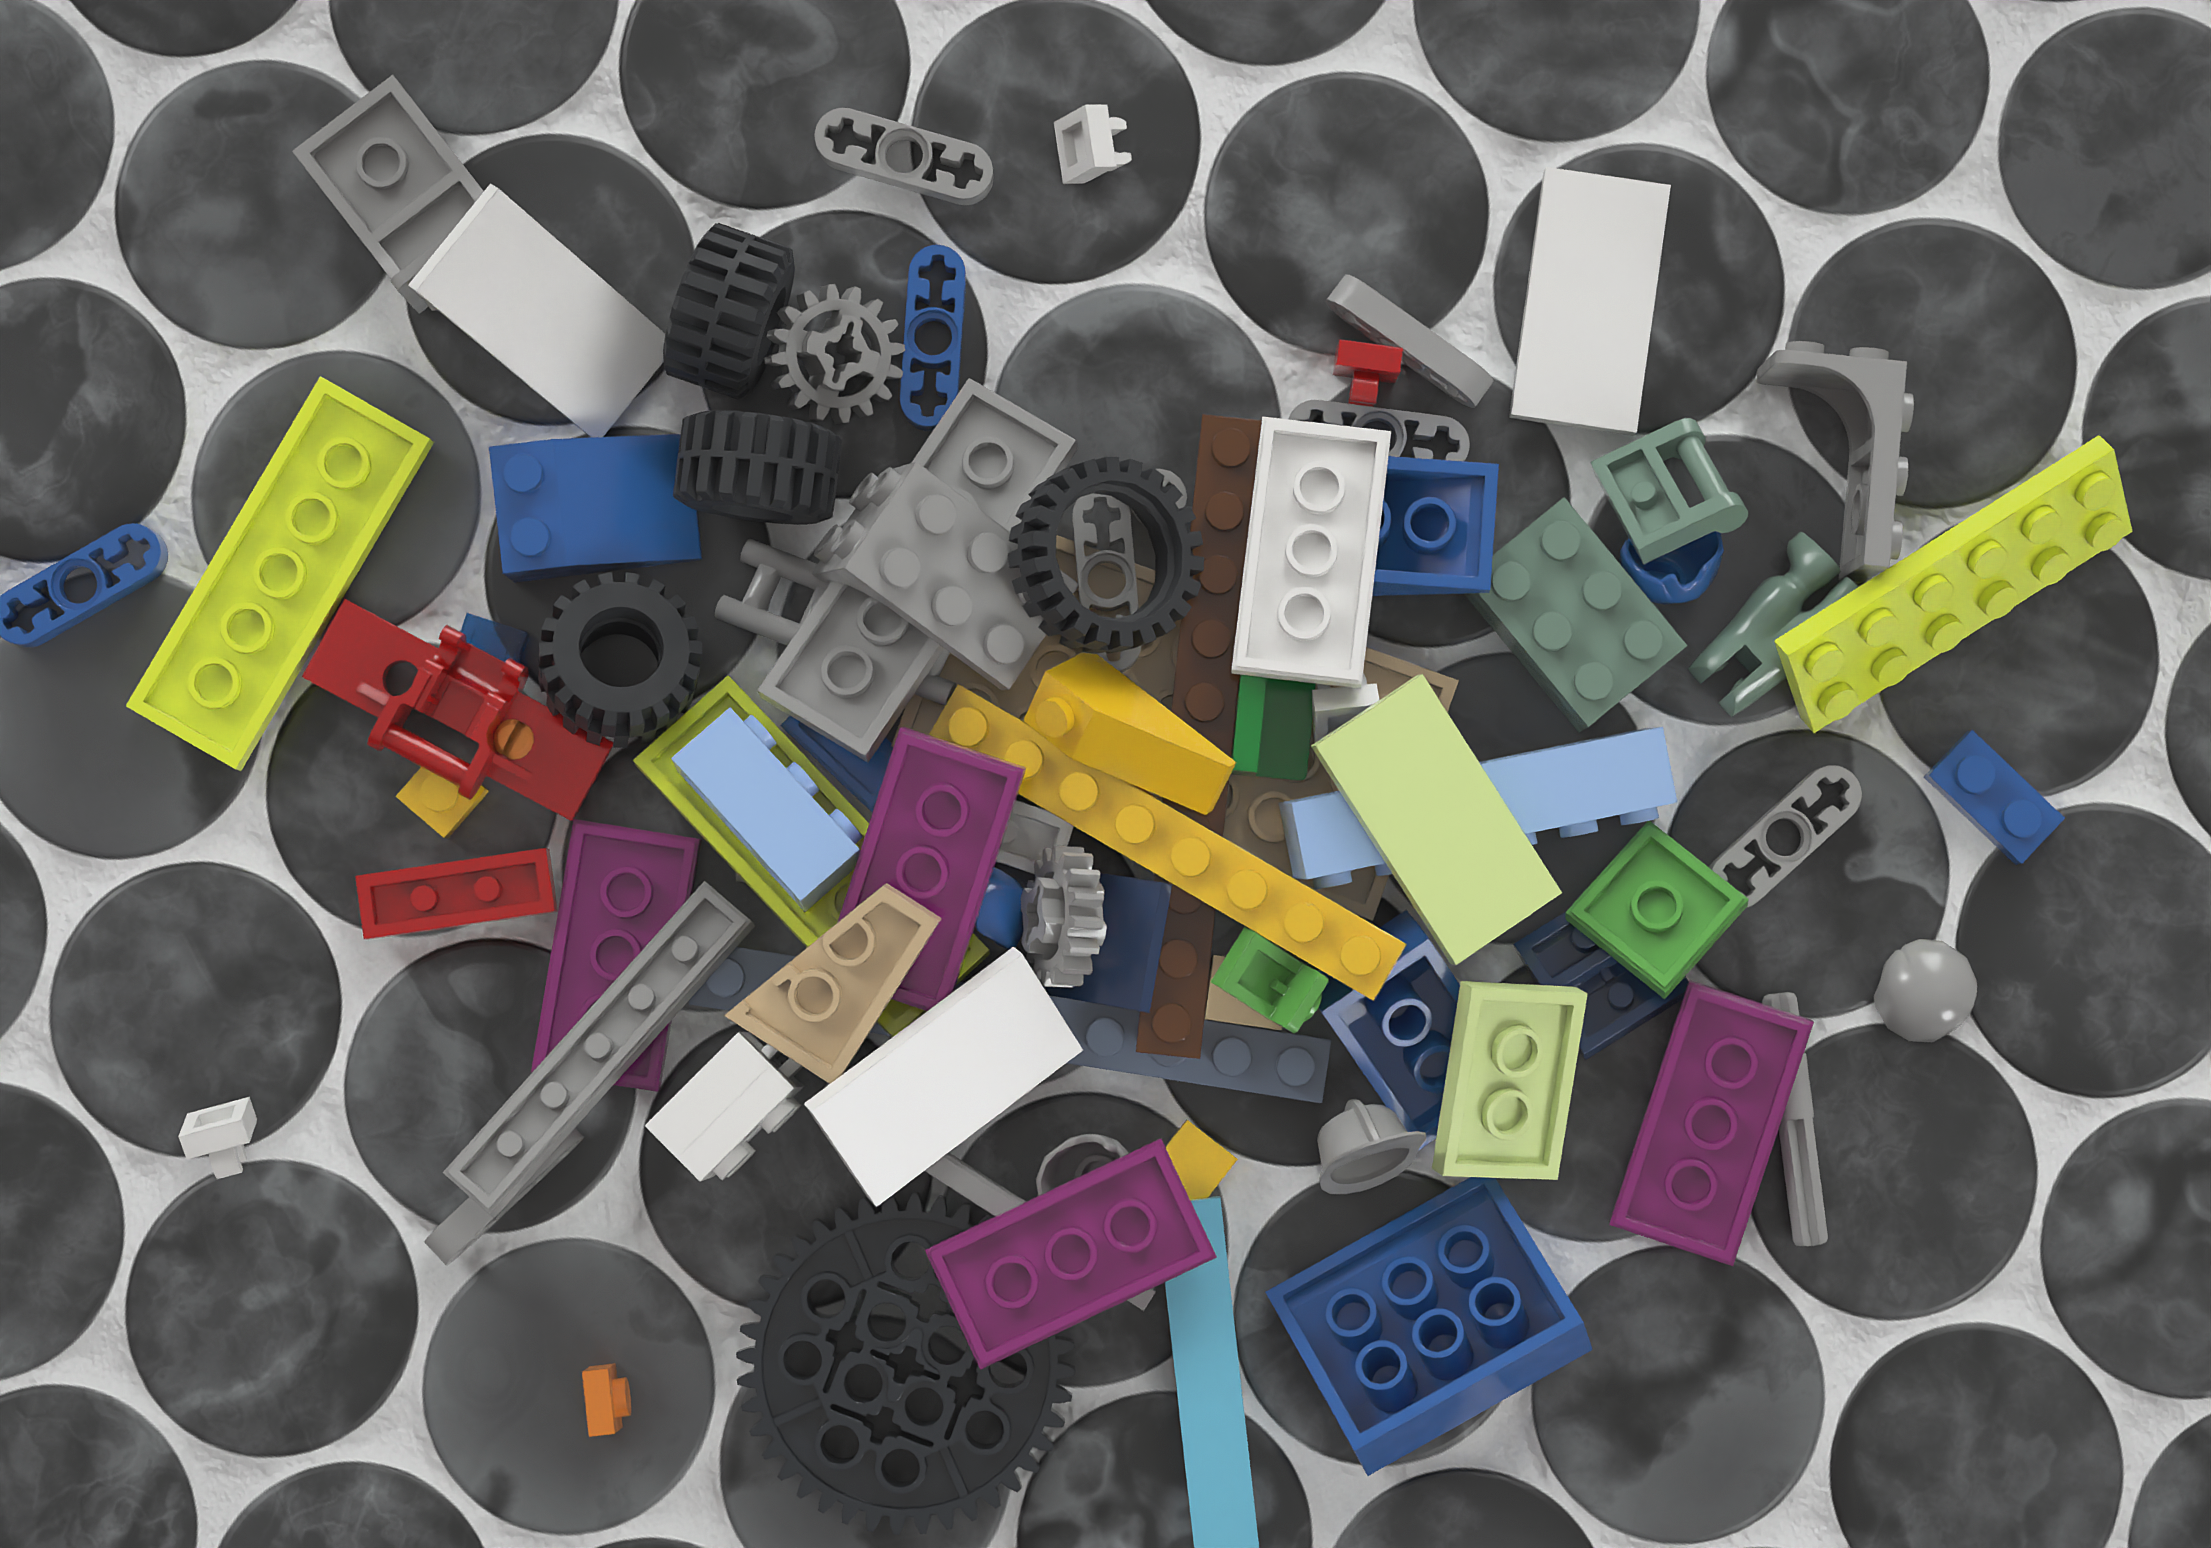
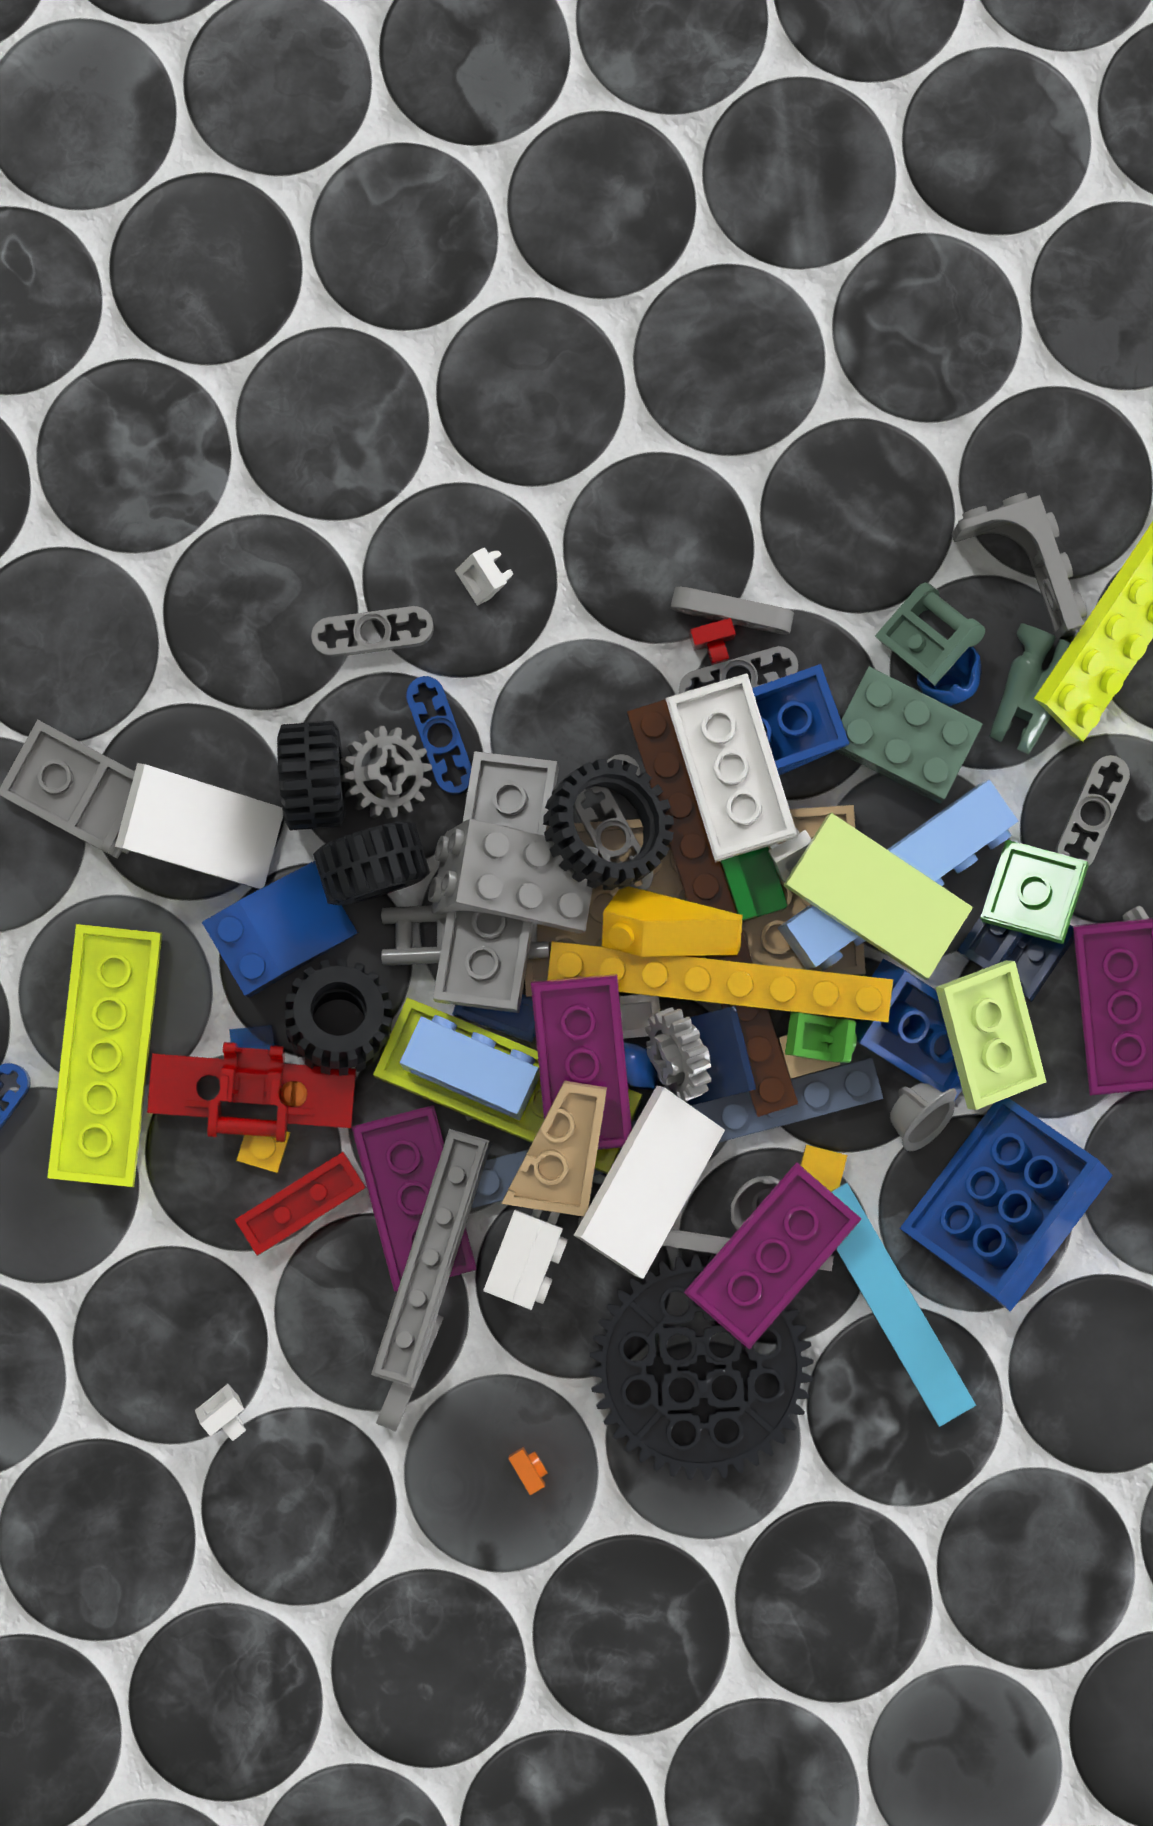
camera: 20 degrees left, 0 degrees up
(1589, 301) = (831, 537): white tile -> none

